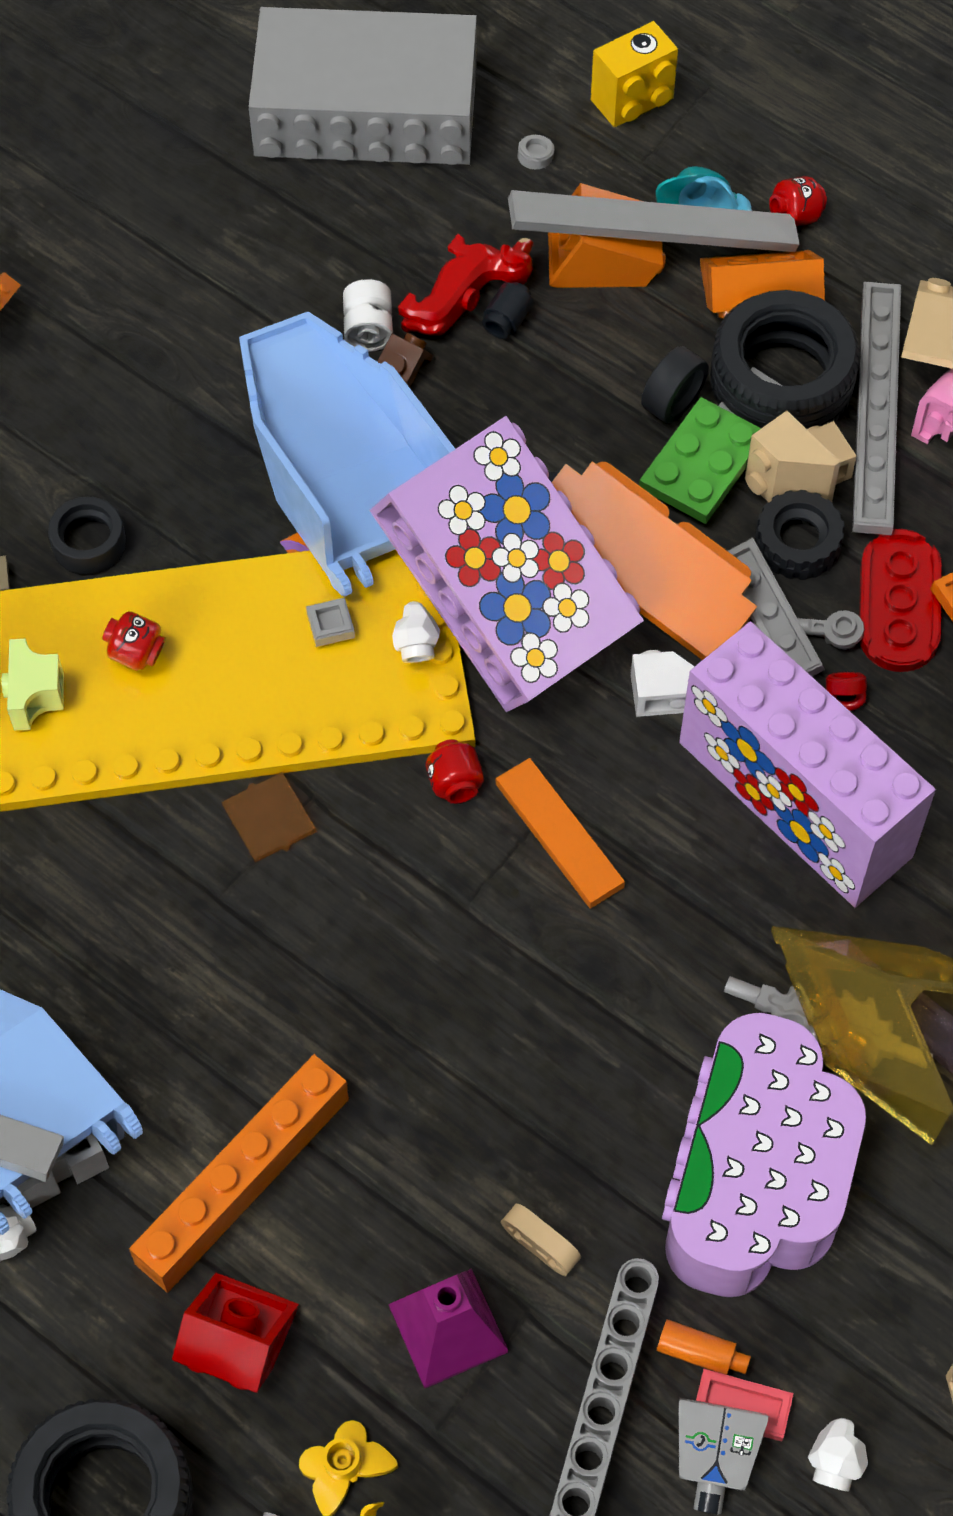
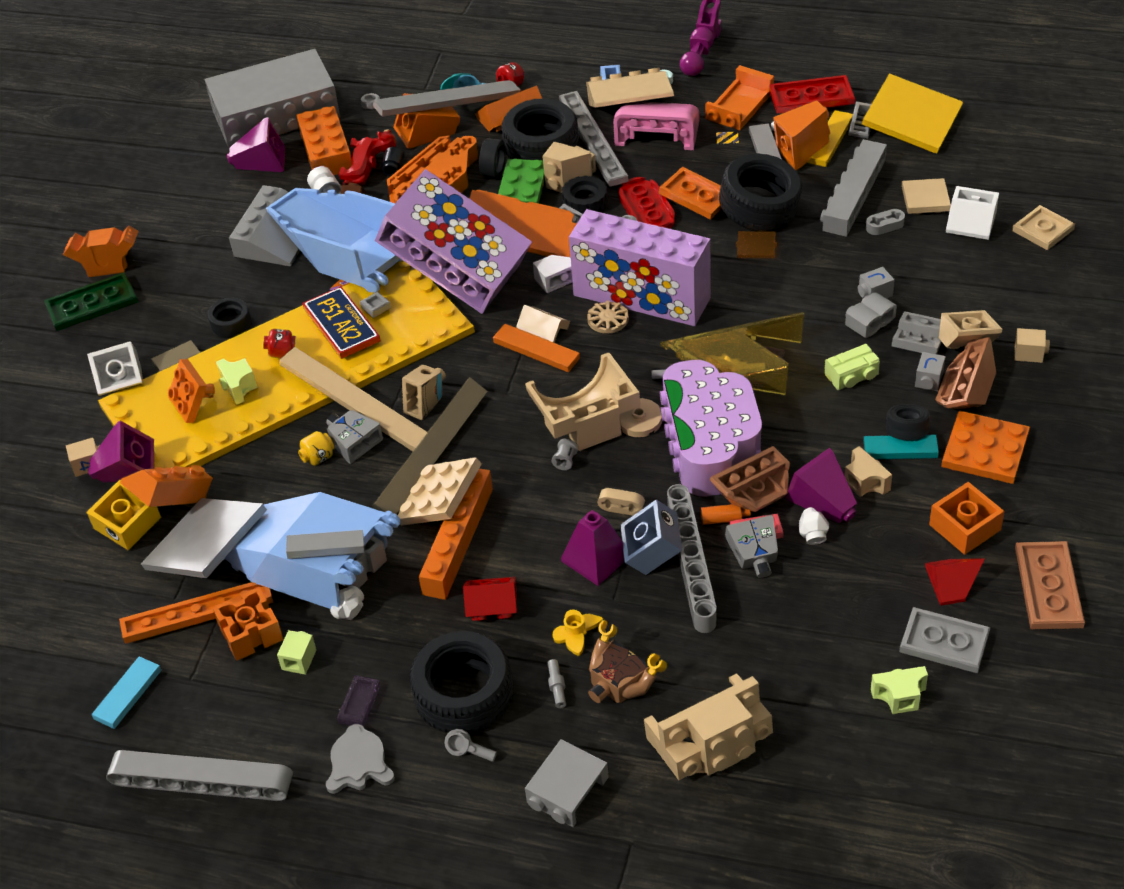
camera: 20 degrees left, 15 degrees down
(99, 882) = (316, 448): none -> yellow head
(170, 881) = (353, 434): none -> light grey torso
(206, 815) = (352, 397): none -> tan tile
(207, 374) = (259, 235): none -> light grey slope
(244, 1082) = (438, 491): none -> tan plate
(256, 636) = (341, 322): none -> tile
(268, 817) = (387, 392): clear orange piece -> none
(281, 971) = (430, 446): none -> dark tan tile
(296, 189) = (259, 149): none -> magenta slope
(323, 845) = (422, 390): none -> tan torso
(411, 217) = (324, 139): none -> orange brick
(415, 634) = (422, 291): white rock -> none
(454, 771) = (471, 341): red head -> none
(495, 1091) = (564, 454): none -> light grey bush
(545, 1354) = (651, 537): none -> sand blue brick
(568, 386) = (442, 158): none -> orange connector
(570, 1021) = (592, 412): none -> tan piece
(592, 785) = (541, 323): none -> panel
(634, 74) = (403, 52): yellow brick -> none
(654, 1087) = (641, 420): none -> tan plate
(712, 822) = (607, 317): none -> tan wheel
(779, 1321) = (755, 480): none -> nougat wedge
(895, 1392) = (824, 488): none -> magenta slope

